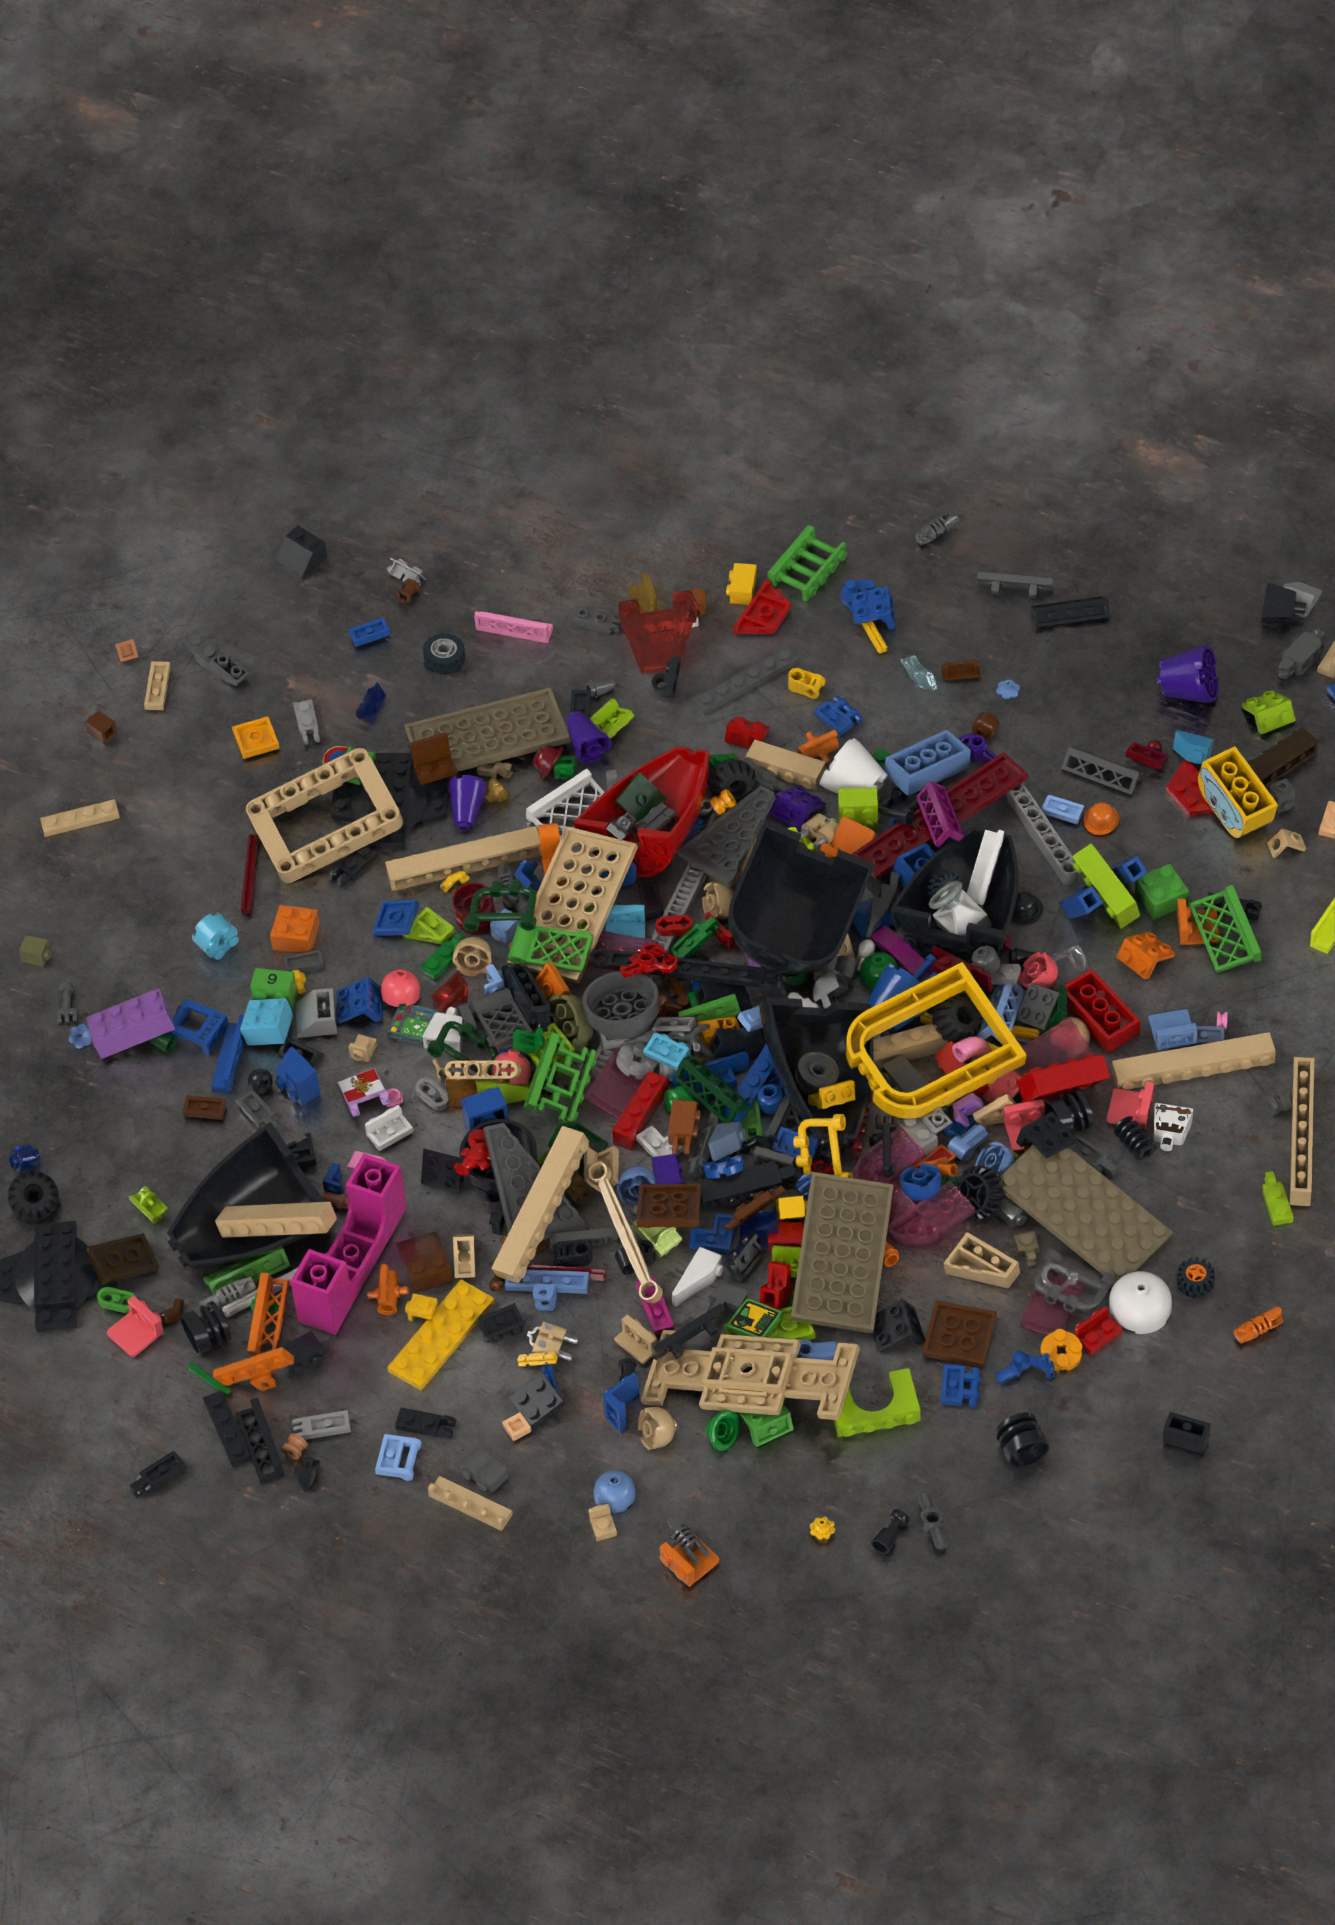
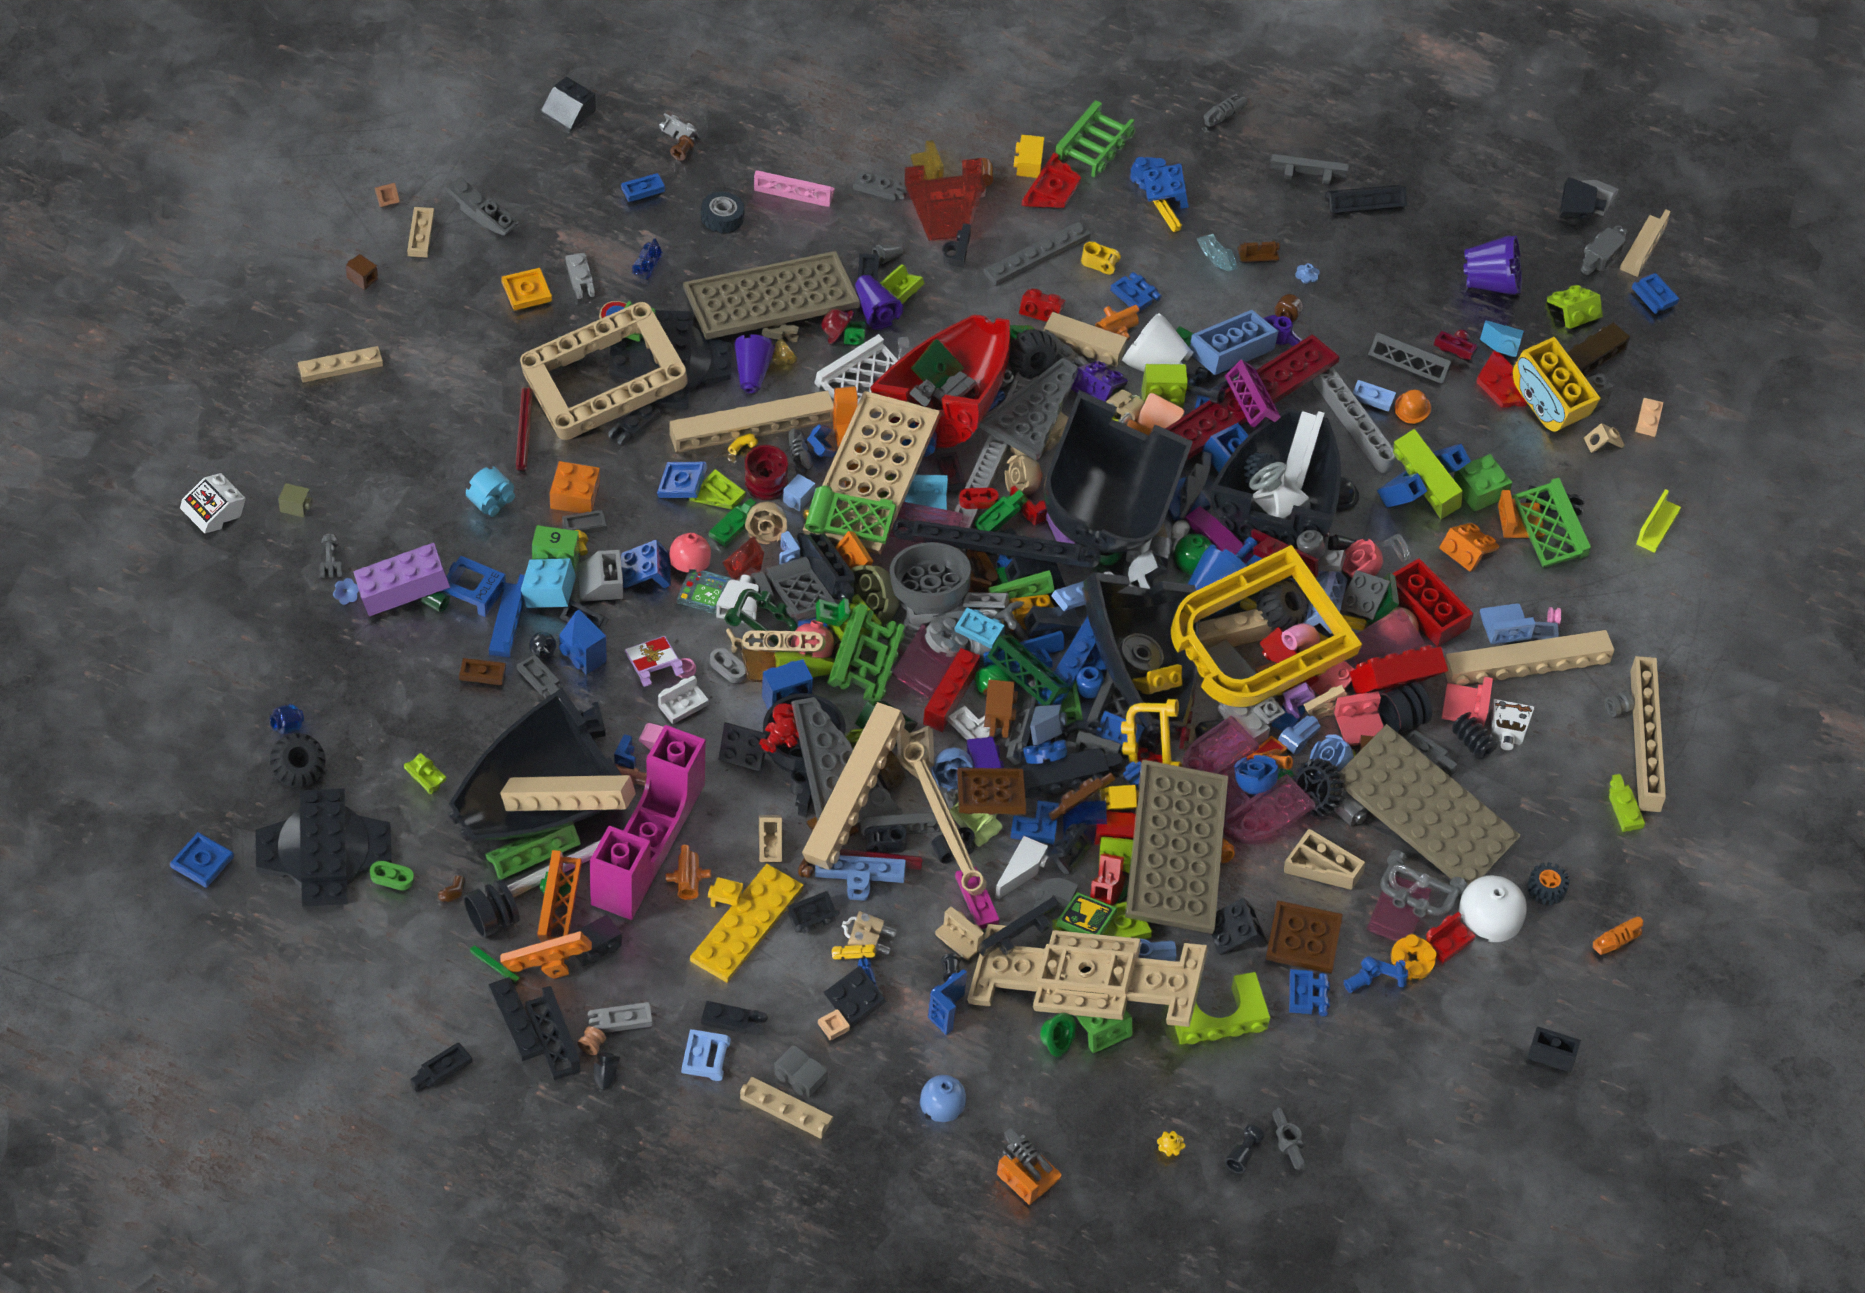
camera: 10 degrees left, 0 degrees up
(122, 1258) = (397, 830): dark brown plate -> none
(136, 1328) = (414, 906): coral bracket -> none
(230, 1292) = (517, 870): light grey hinge -> none
(362, 1048) = (650, 614): tan bracket -> none
(425, 1262) = (727, 844): reddish brown slope -> none
(432, 758) = (718, 316): reddish brown bracket -> none
(527, 922) = (827, 485): dark green bar -> none
(602, 1522) = (931, 1131): tan bracket -> none
(647, 961) = (956, 533): red animal -> none
(657, 1427) = (986, 1029): tan cylinder -> none
(722, 802) = (1026, 372): light orange wheel -> none
(887, 1169) = (1218, 714): black hinge -> none
(1022, 1440) = (1381, 1053): black wheel -> none
(1027, 1245) = (1369, 845): dark tan plate -> none
(1047, 1135) = (1387, 729): black bracket -> none

